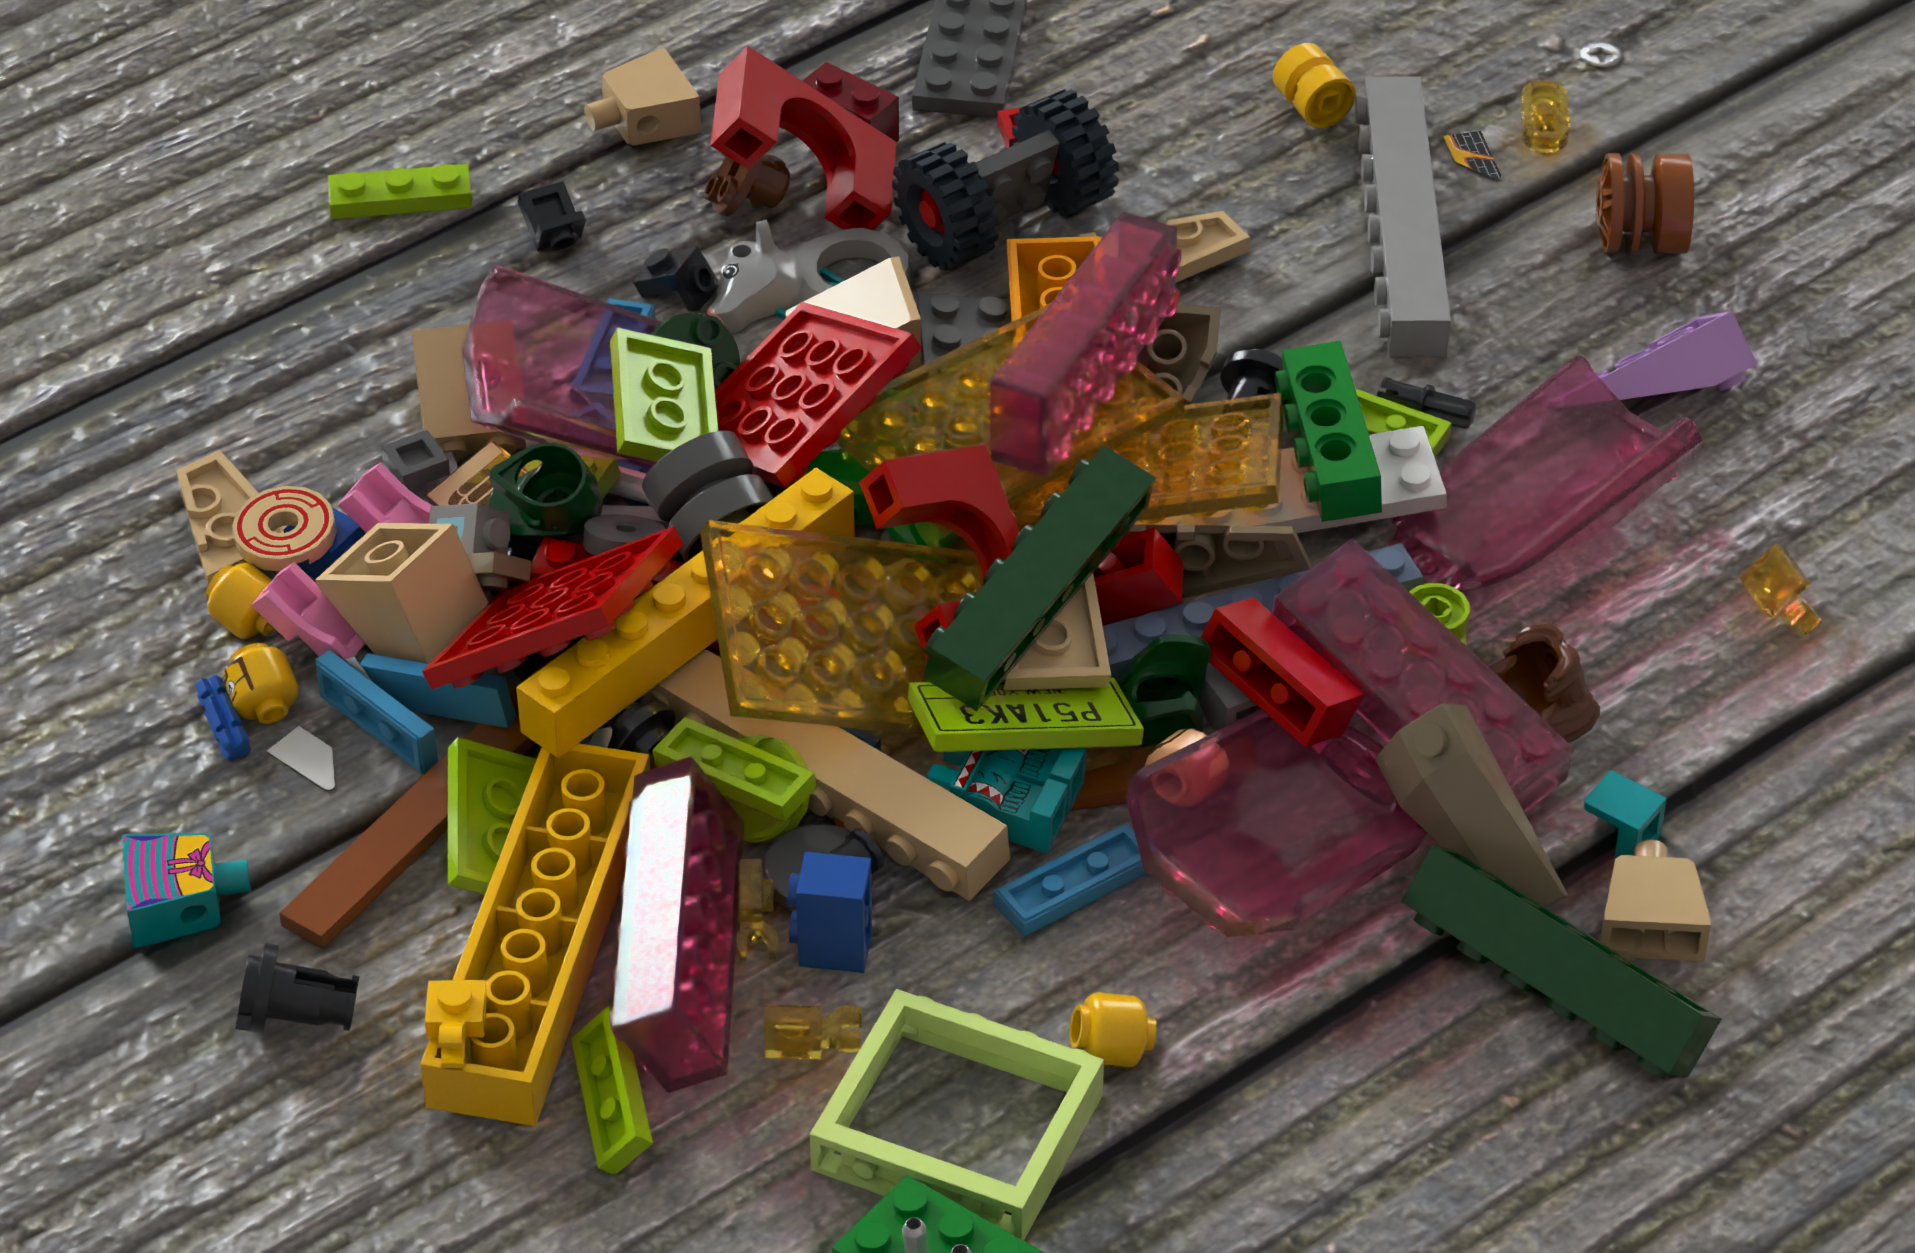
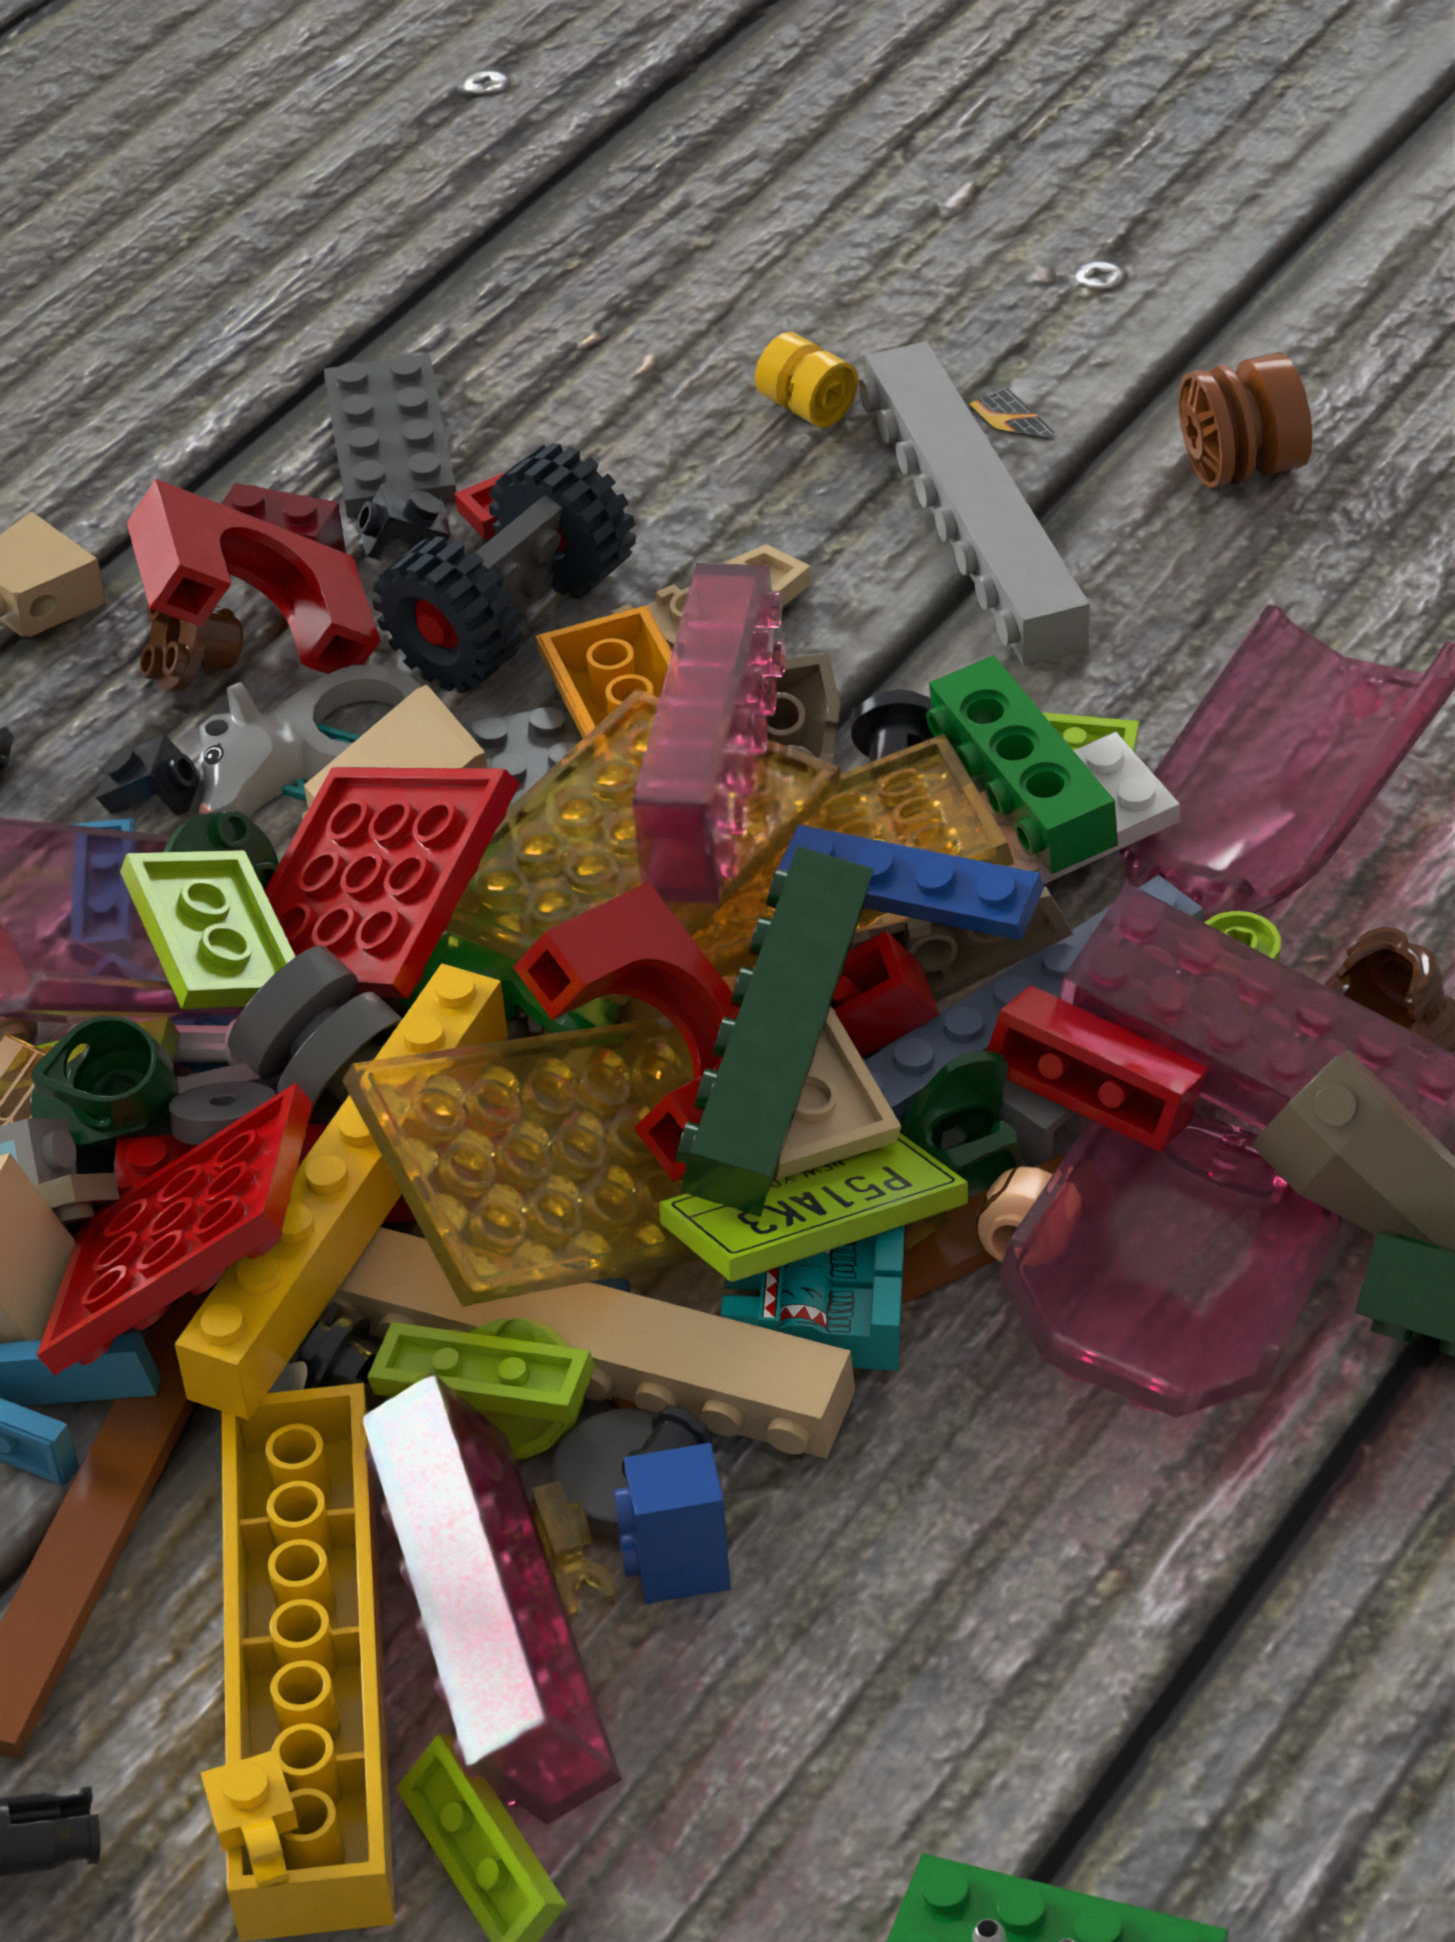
camera: 15 degrees left, 0 degrees up
(482, 804) = (172, 1515): lime wing -> none
(802, 1032) = (695, 1691): clear yellow plate -> none
(882, 1164) = (890, 1845): yellowish green window -> none
(951, 120) = (400, 515): none -> black bracket
(1071, 881) = (941, 1394): dark azure tile -> none
(1113, 1029) = (1079, 1577): yellow head -> none
(1204, 501) = (933, 884): none -> blue plate
(1426, 400) = (1114, 704): black axle -> none
(1545, 116) = (1076, 354): clear yellow plate -> none
(1690, 357) = (1370, 579): lavender wedge -> none

